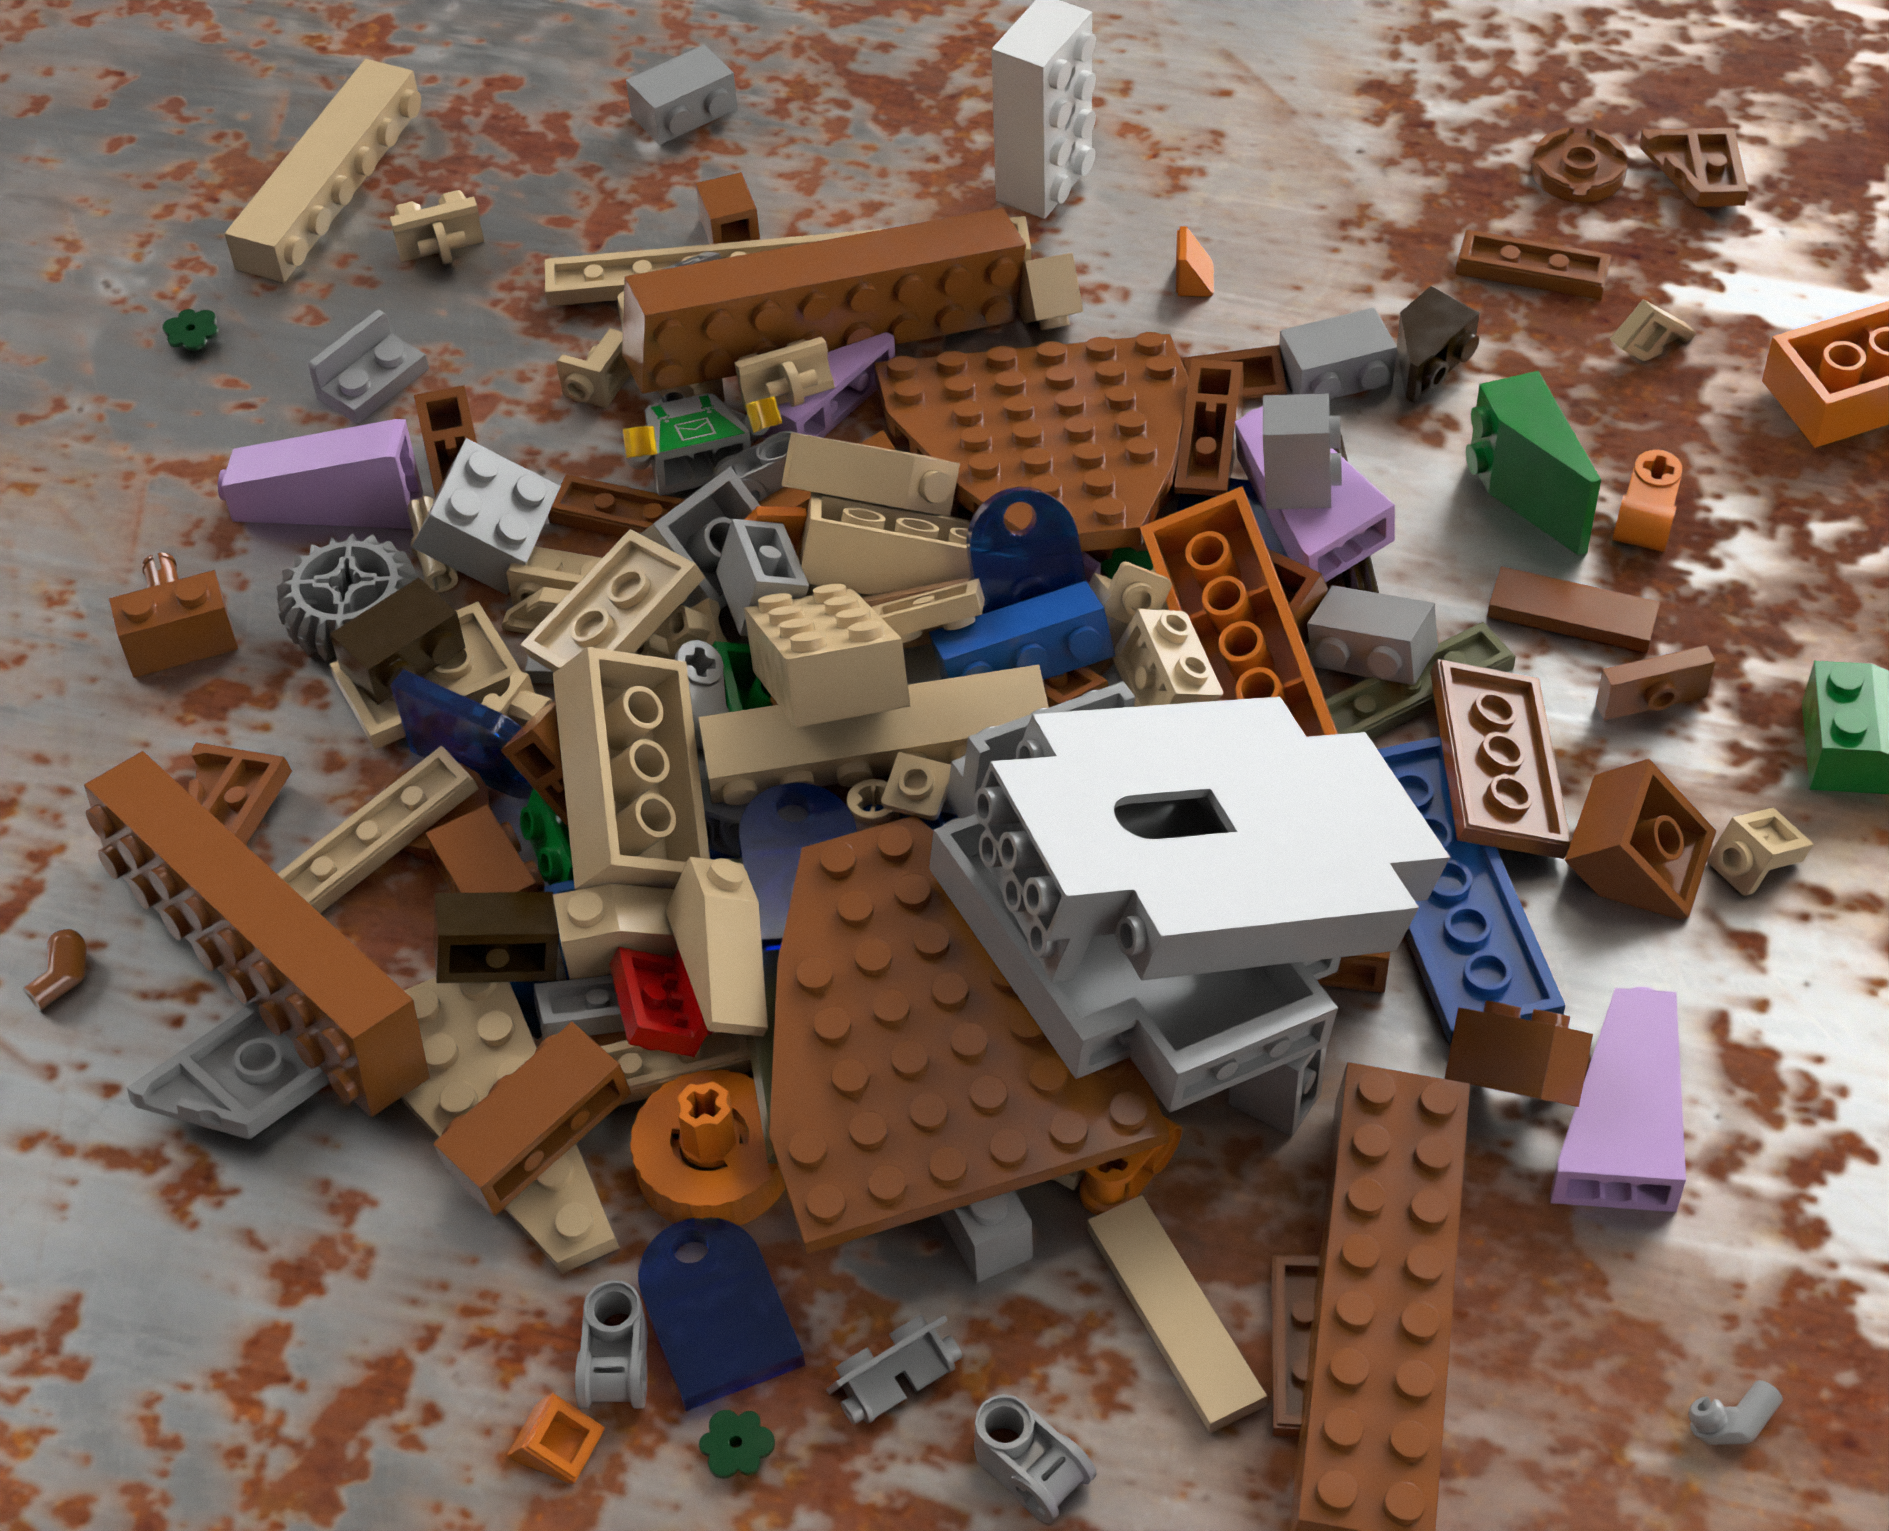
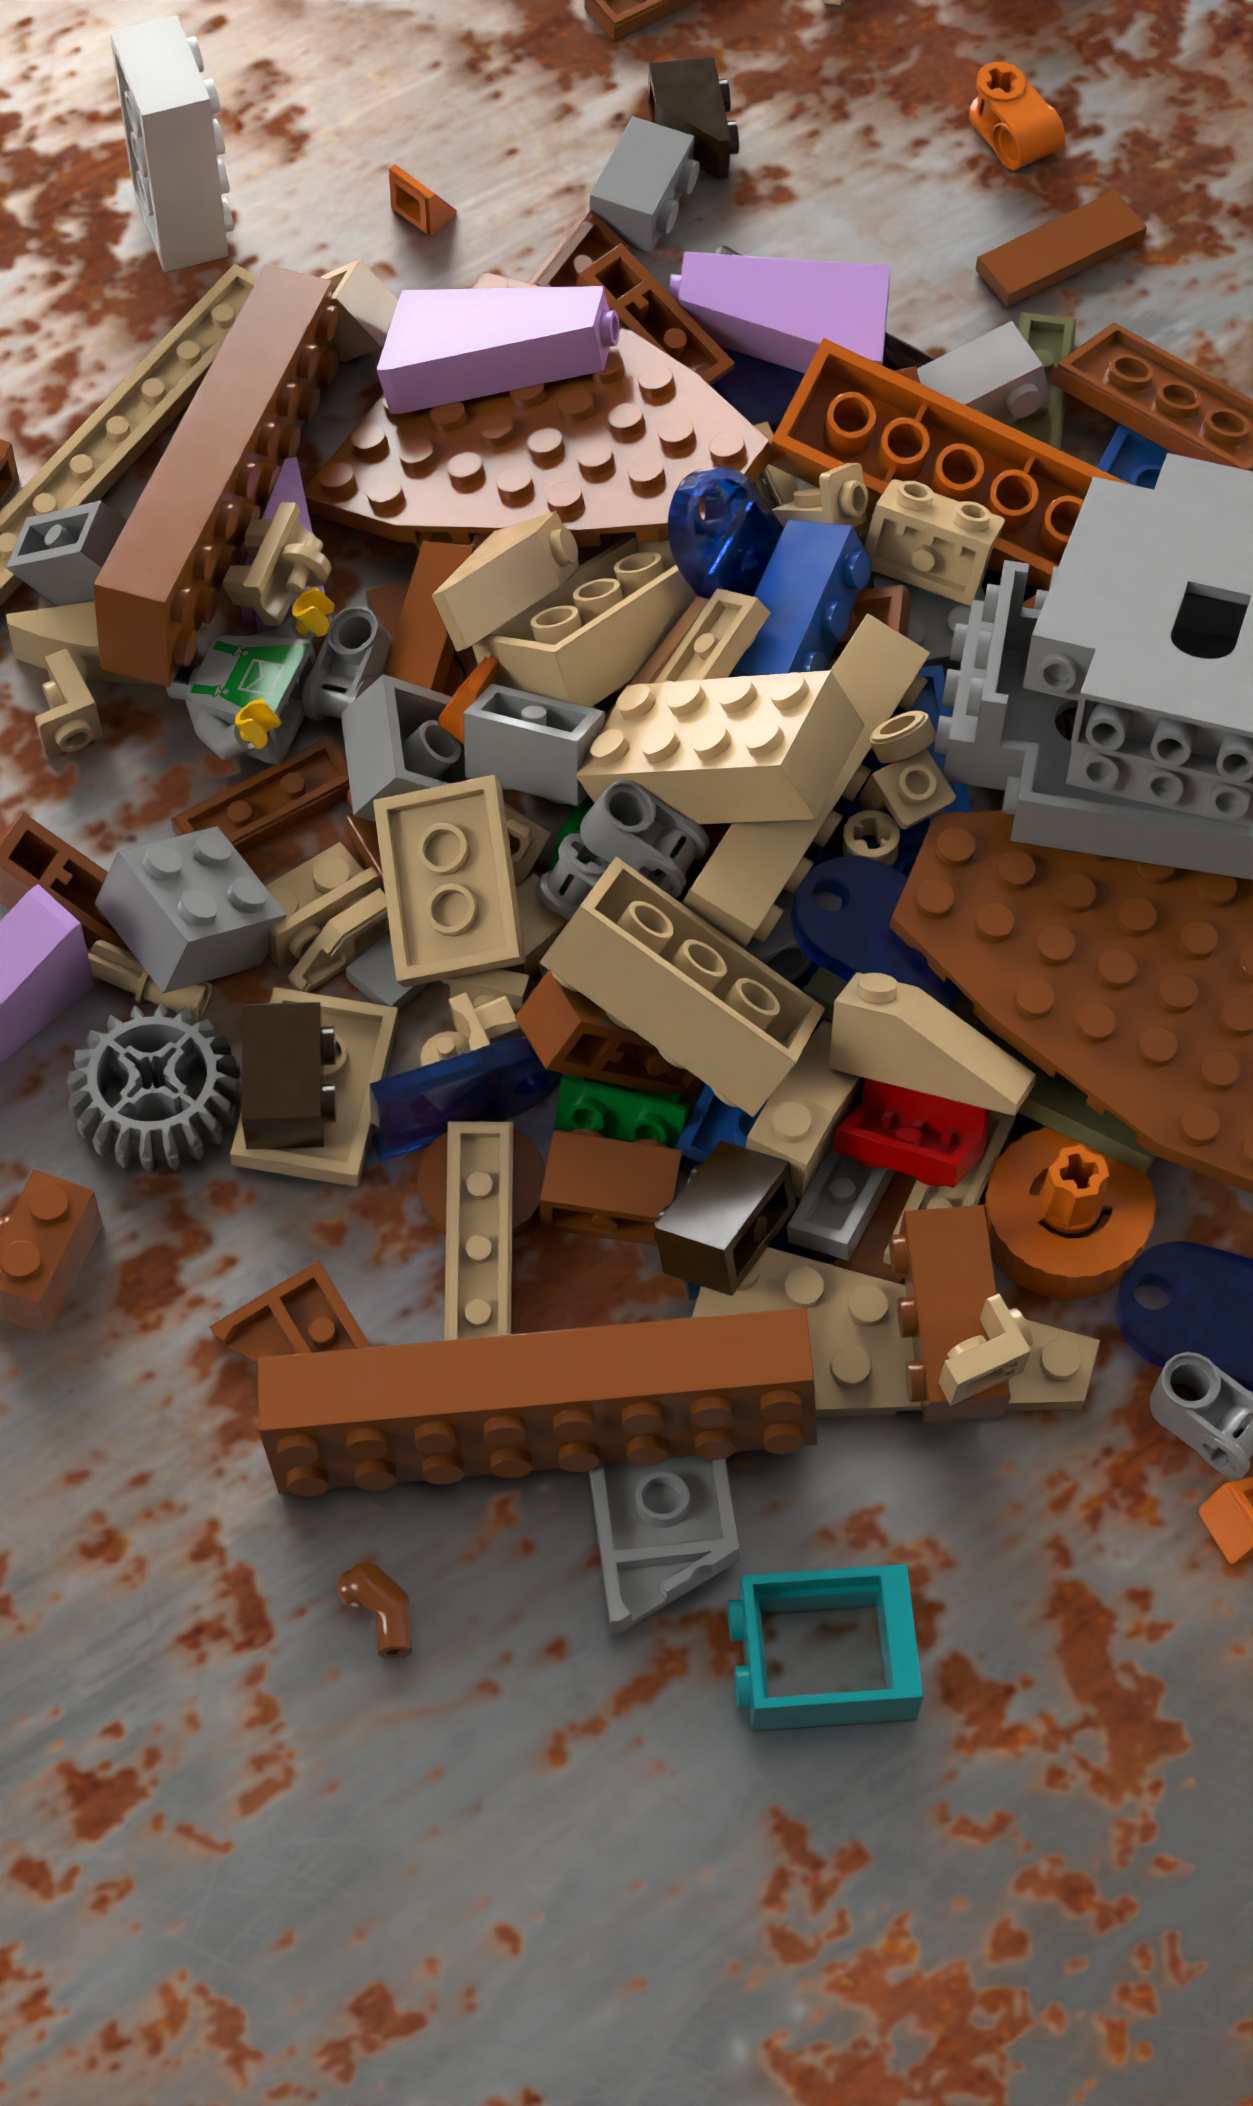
camera: 55 degrees left, 10 degrees up
(249, 1272) = (876, 1586): none -> teal window
(480, 1145) = (982, 1364): none -> tan bracket
(734, 682) = (646, 836): none -> light grey piece
(943, 746) = (902, 736): none -> tan tile
(1076, 352) = (491, 342): none -> slope
(1298, 451) = (803, 276): light grey brick -> none
(1533, 459) = (916, 146): green slope -> none
(1655, 683) = (1196, 258): dark orange plate -> none

